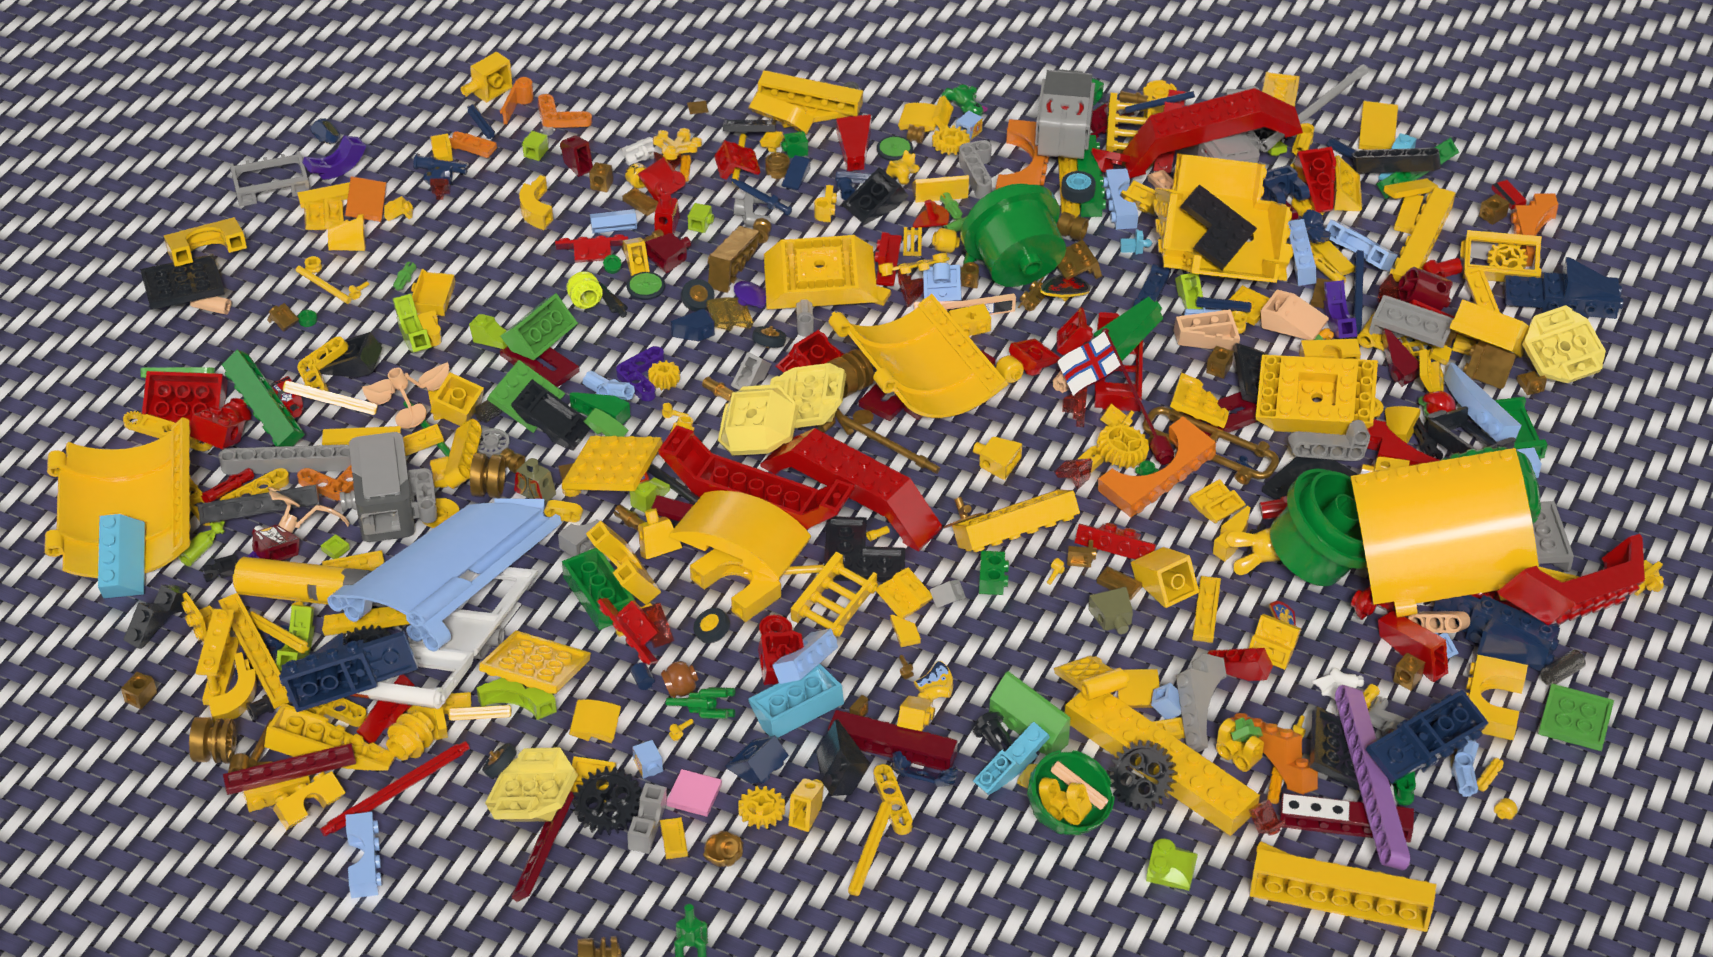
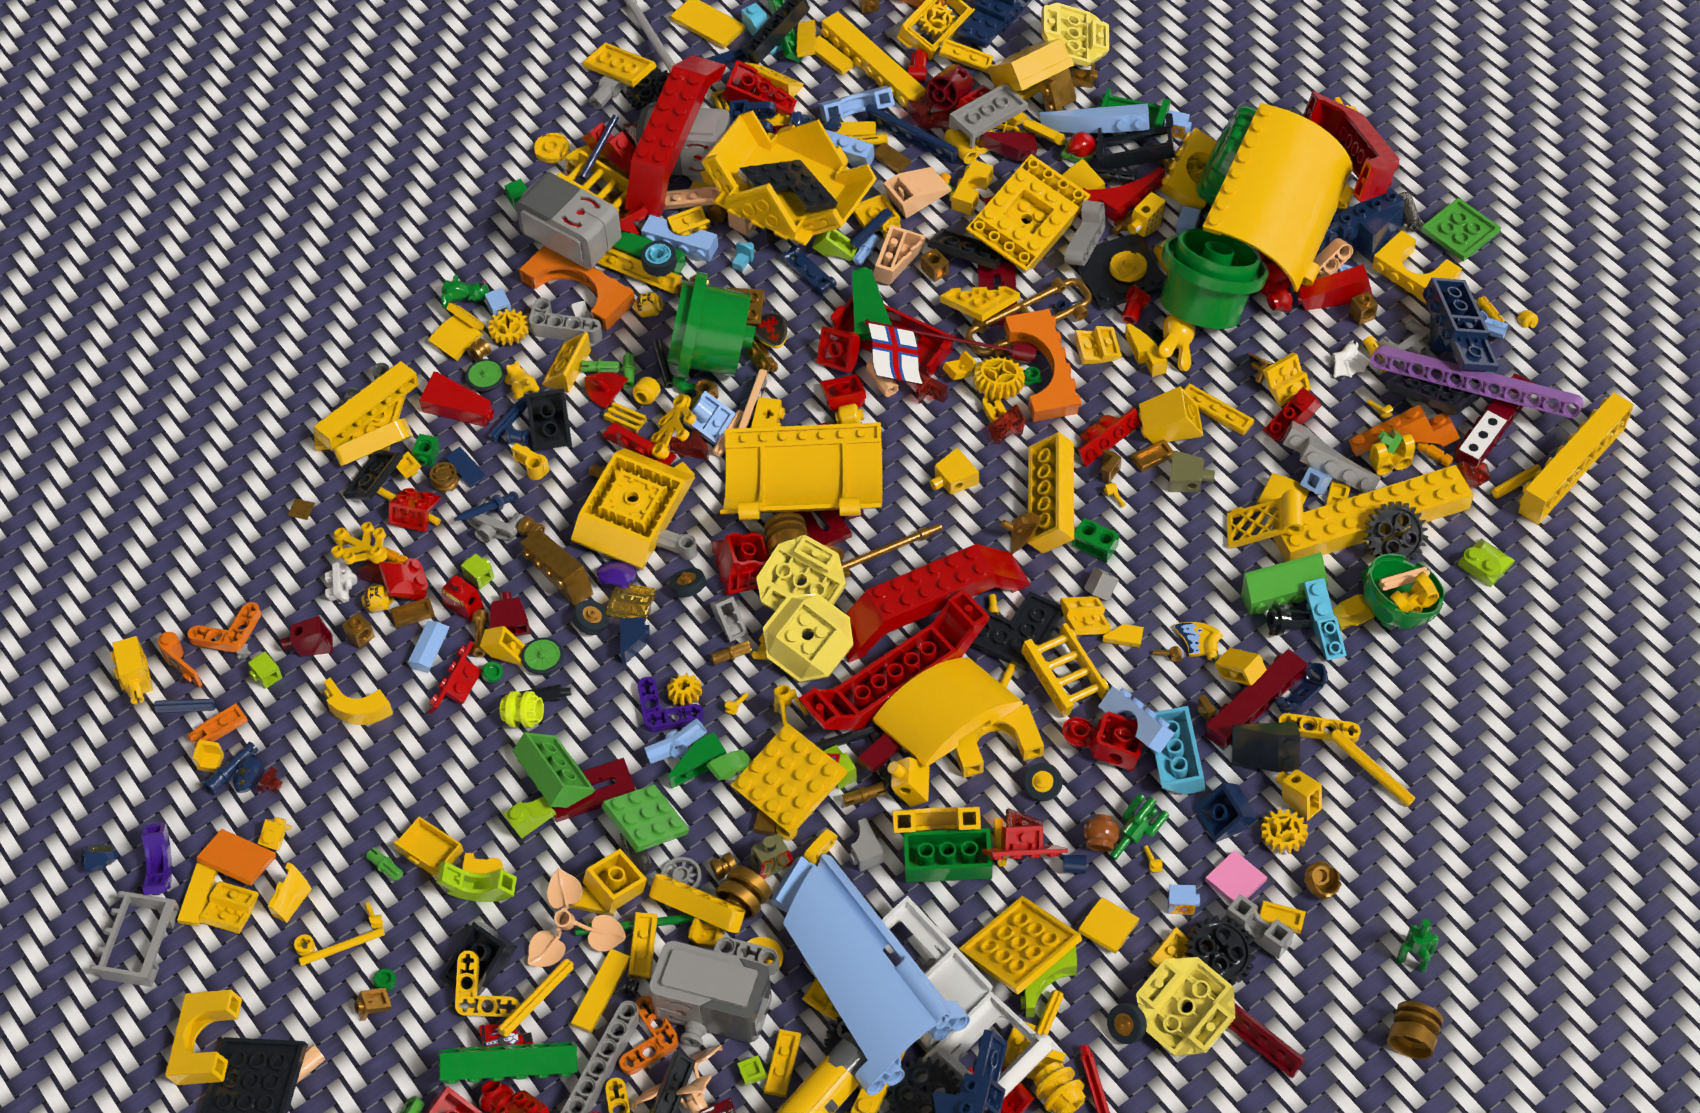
camera: 60 degrees left, 10 degrees up
(551, 415) = (689, 805): black slope -> none
(1135, 98) = (551, 166): pearl gold pin -> none
(1336, 310) = (922, 157): dark purple arch -> none

